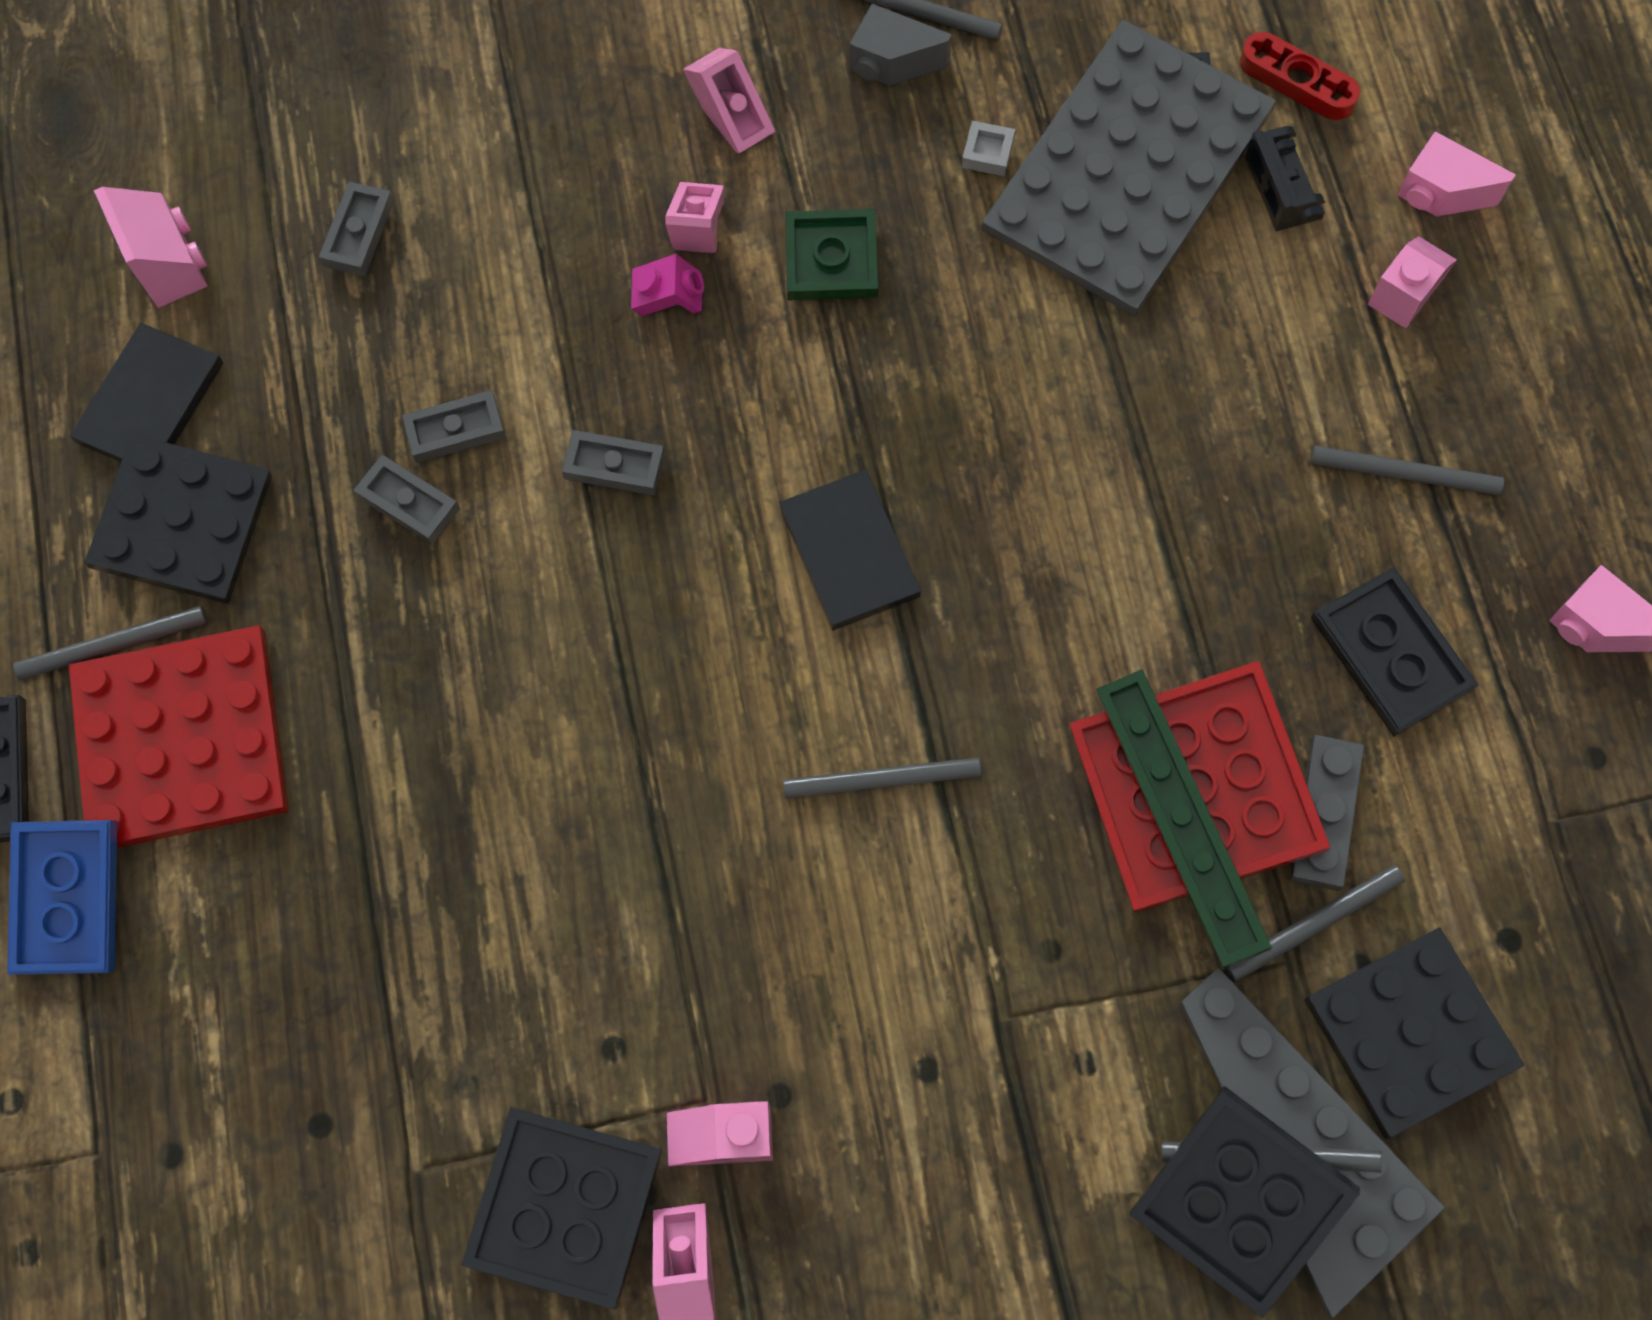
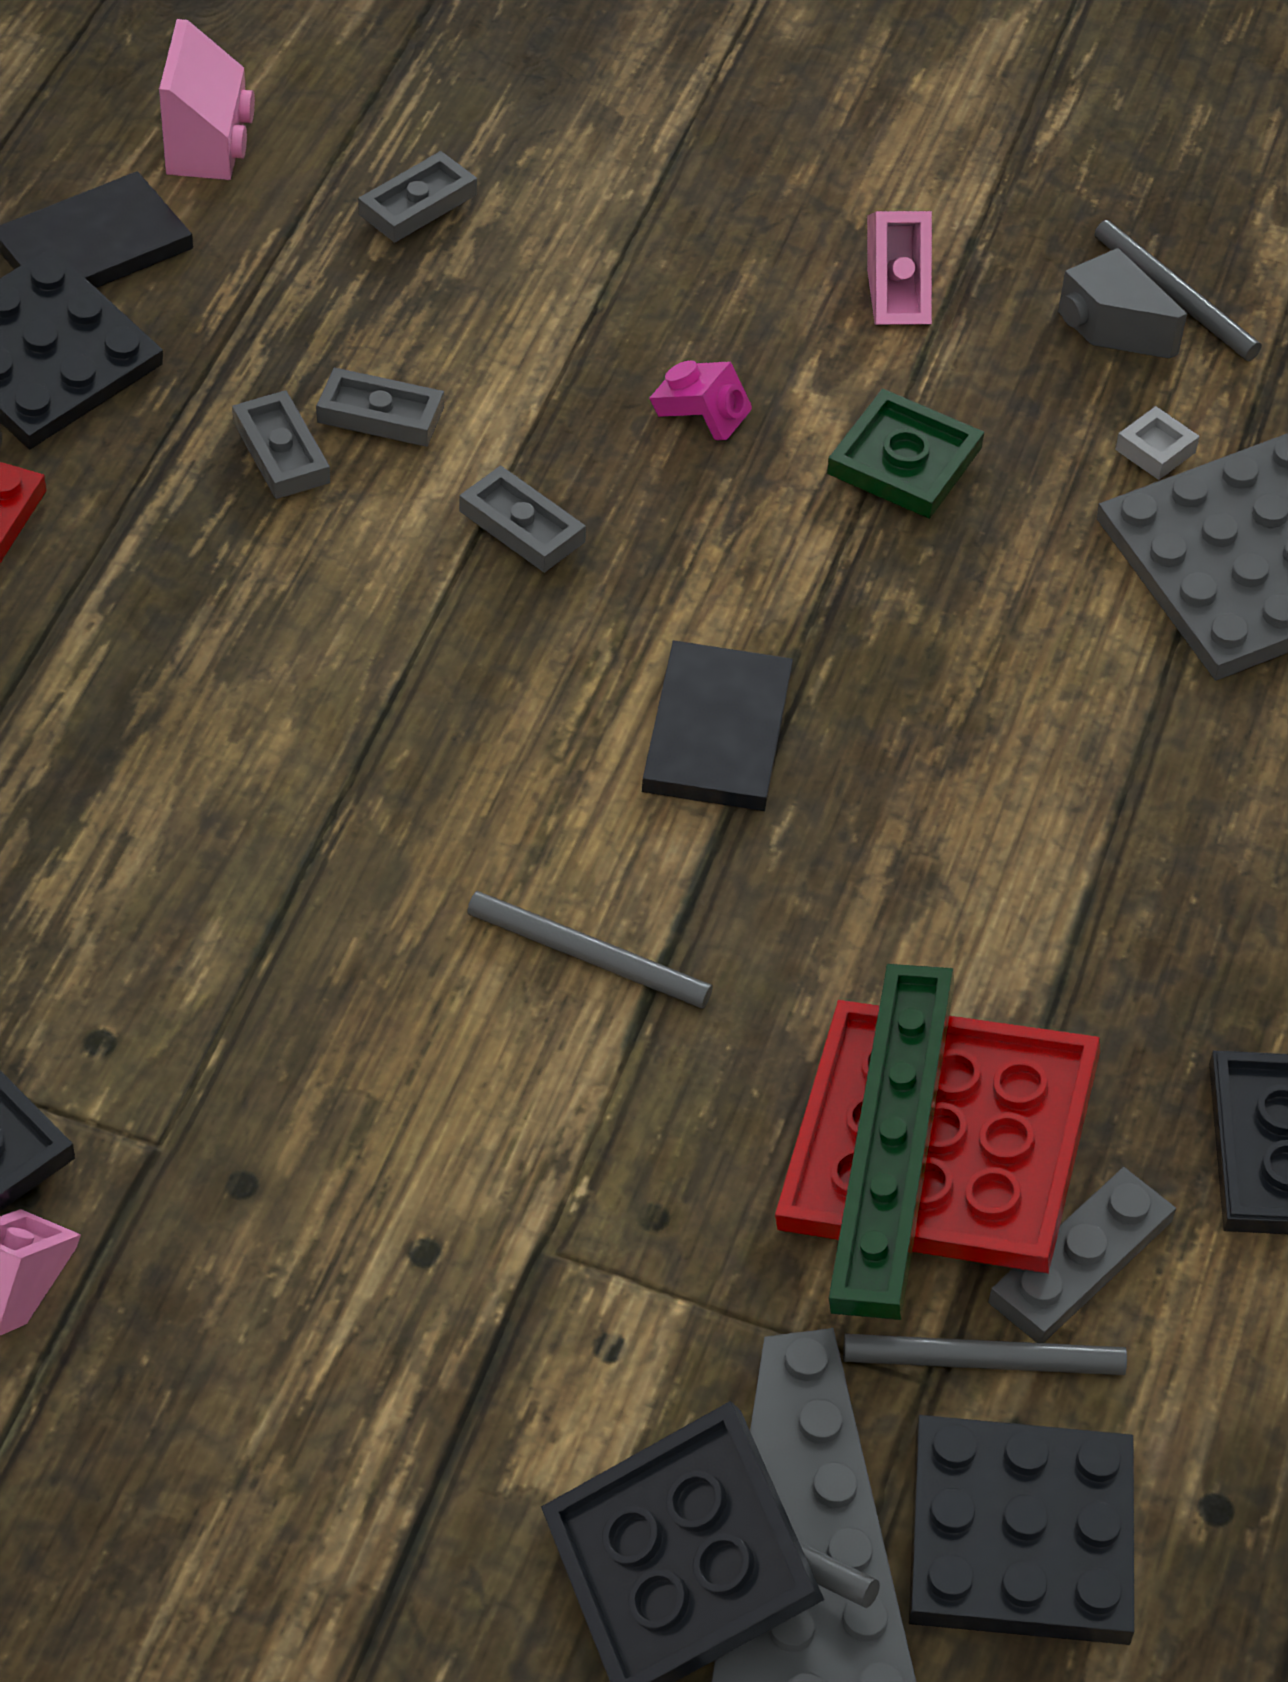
camera: 25 degrees right, 20 degrees down
(694, 217) = (774, 348): bright pink slope -> none
(720, 1134) = (154, 1173): bright pink slope -> none

